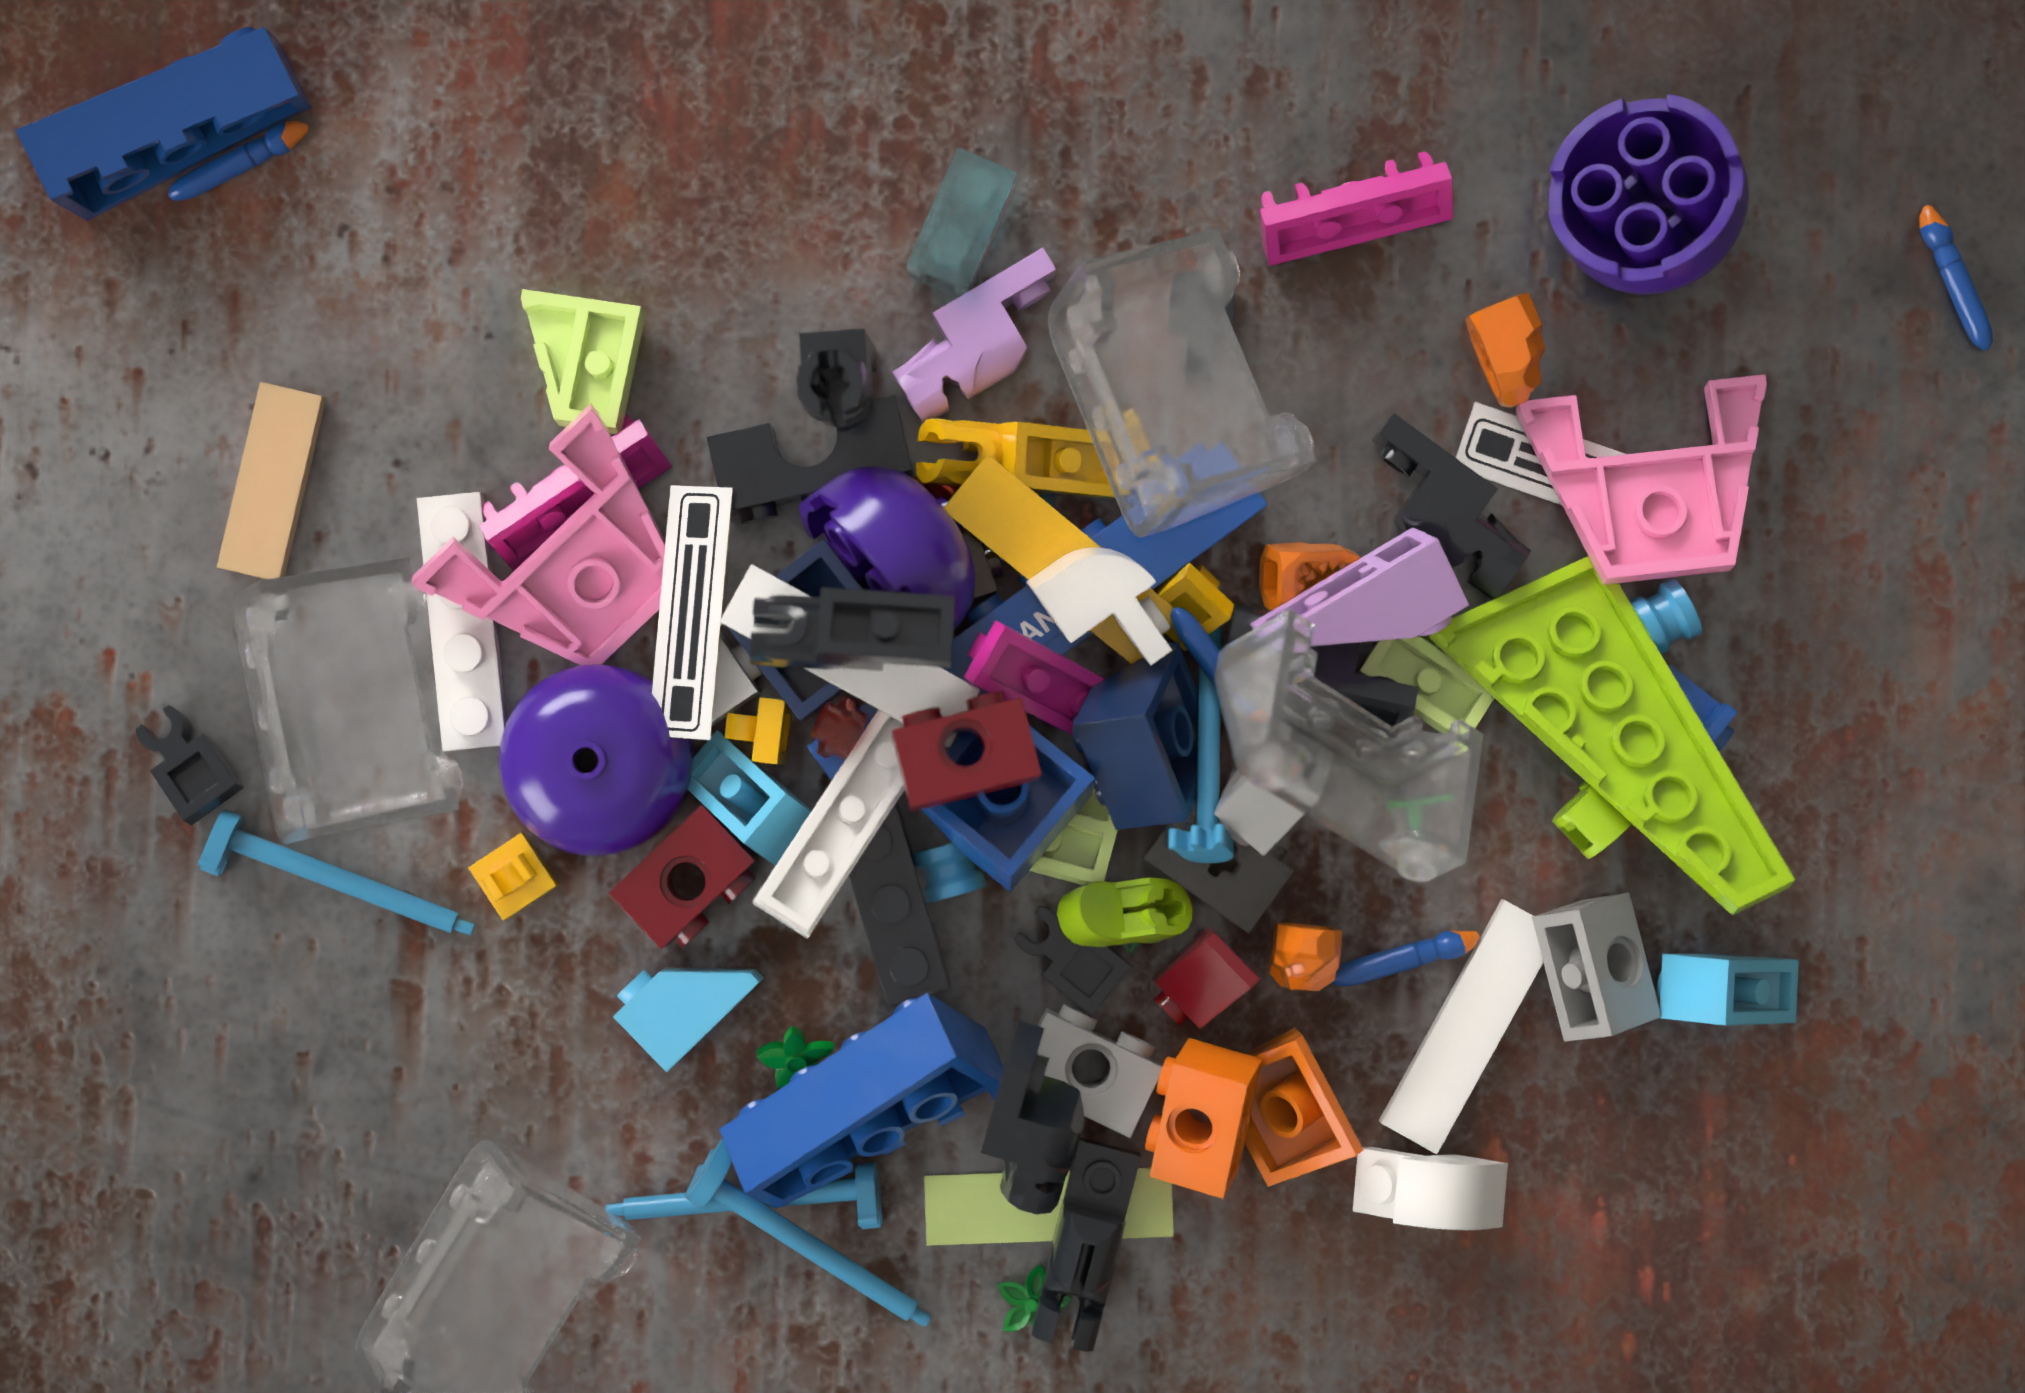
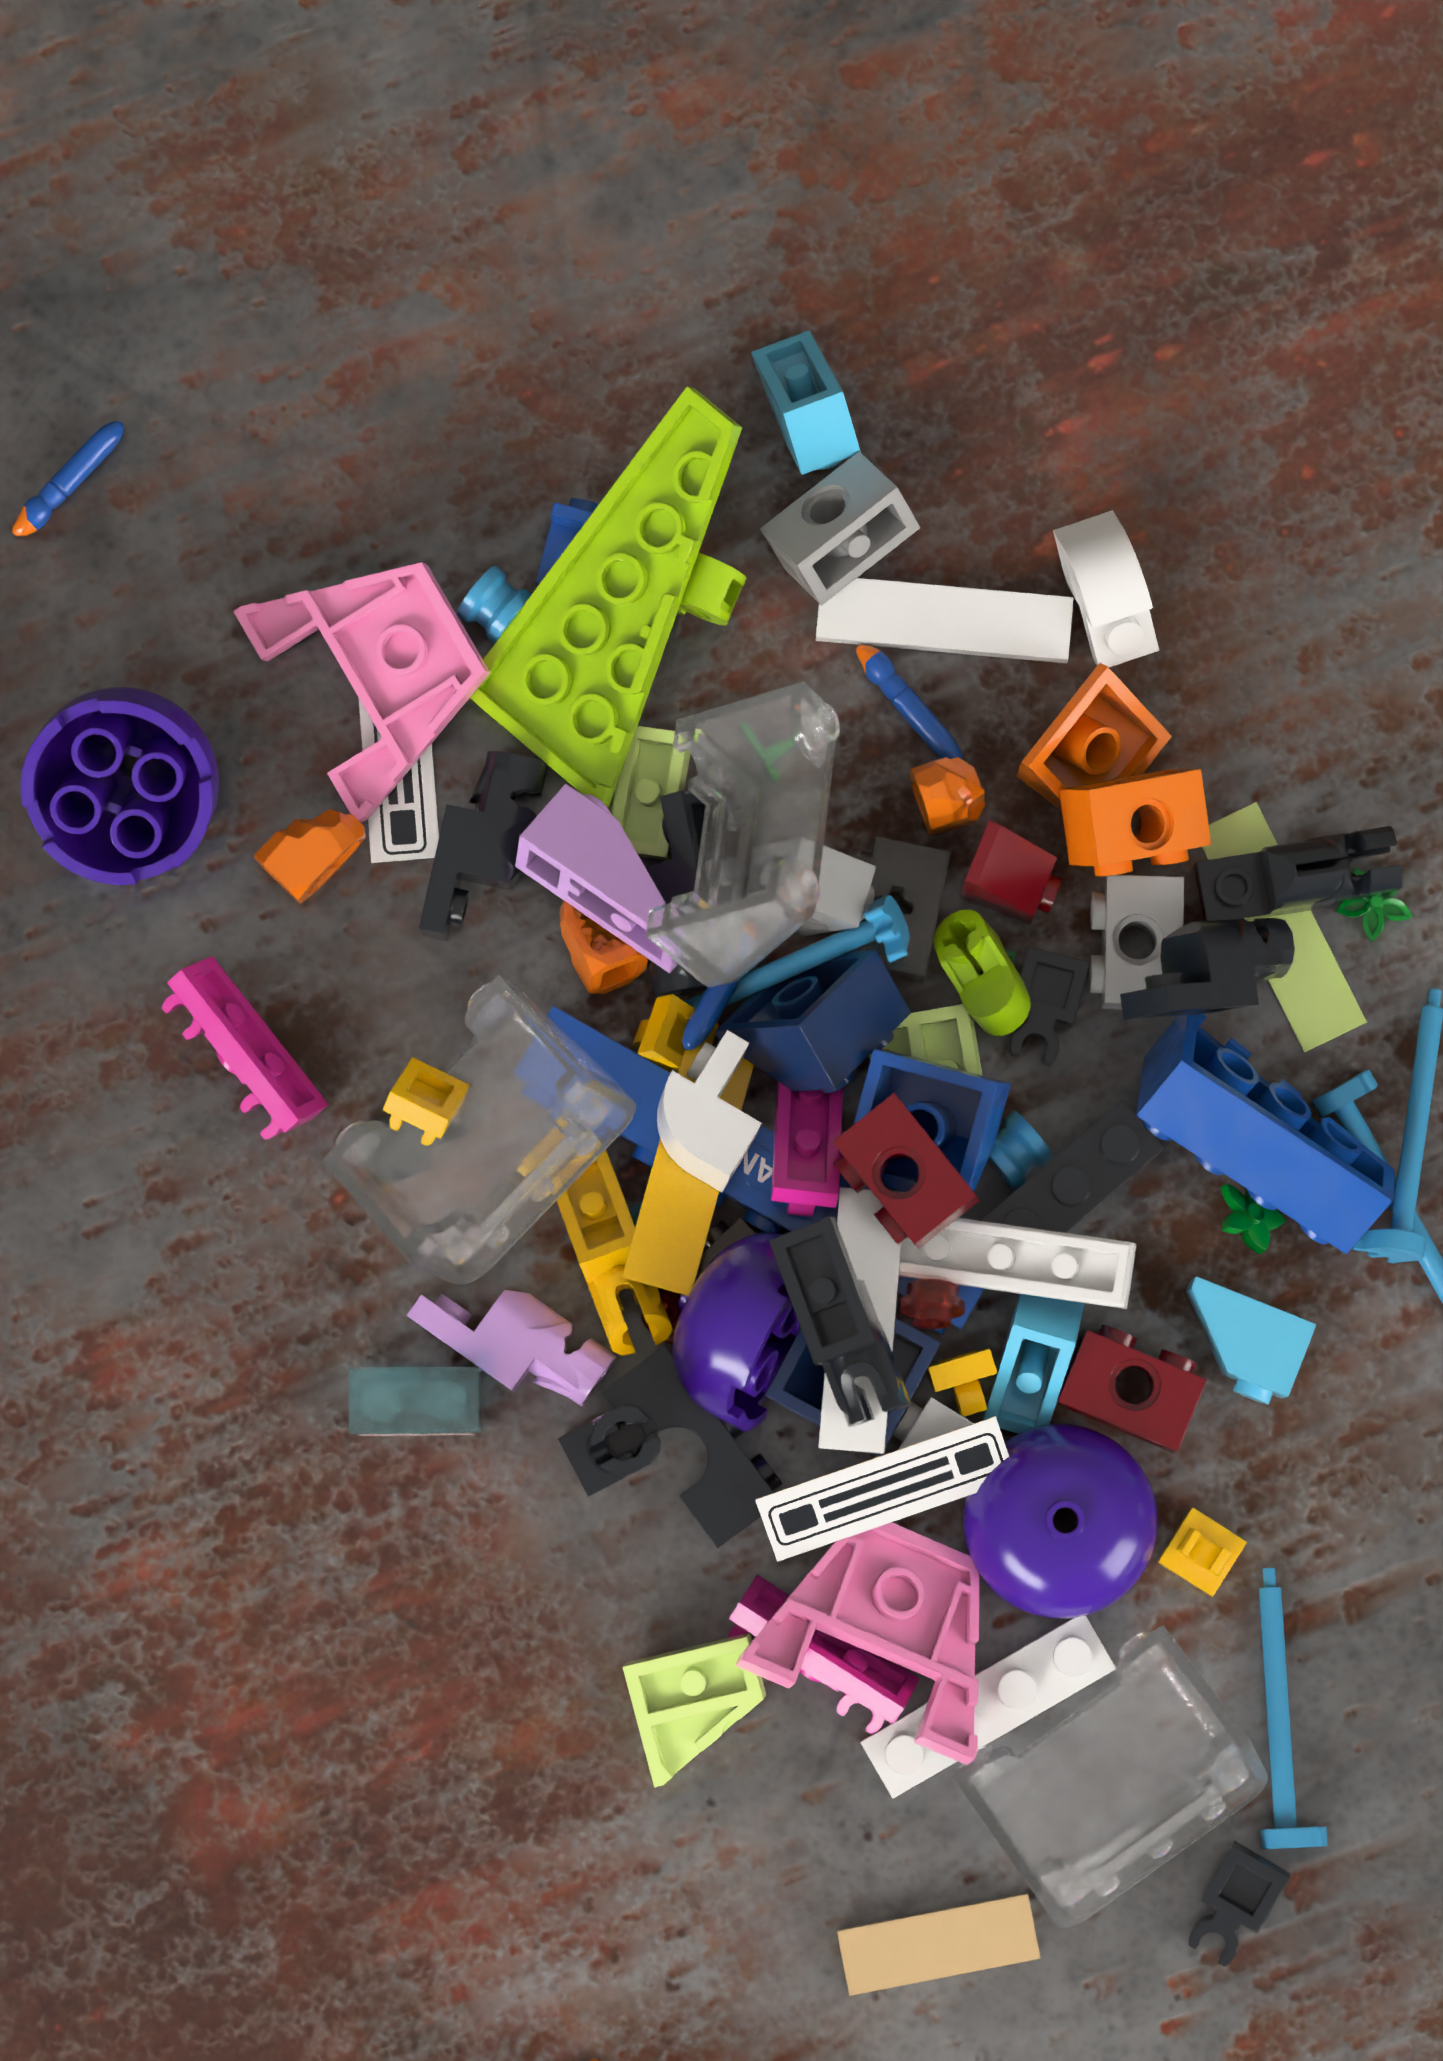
camera: 115 degrees left, 5 degrees down
(1231, 347) = (425, 1099): none -> yellow tile

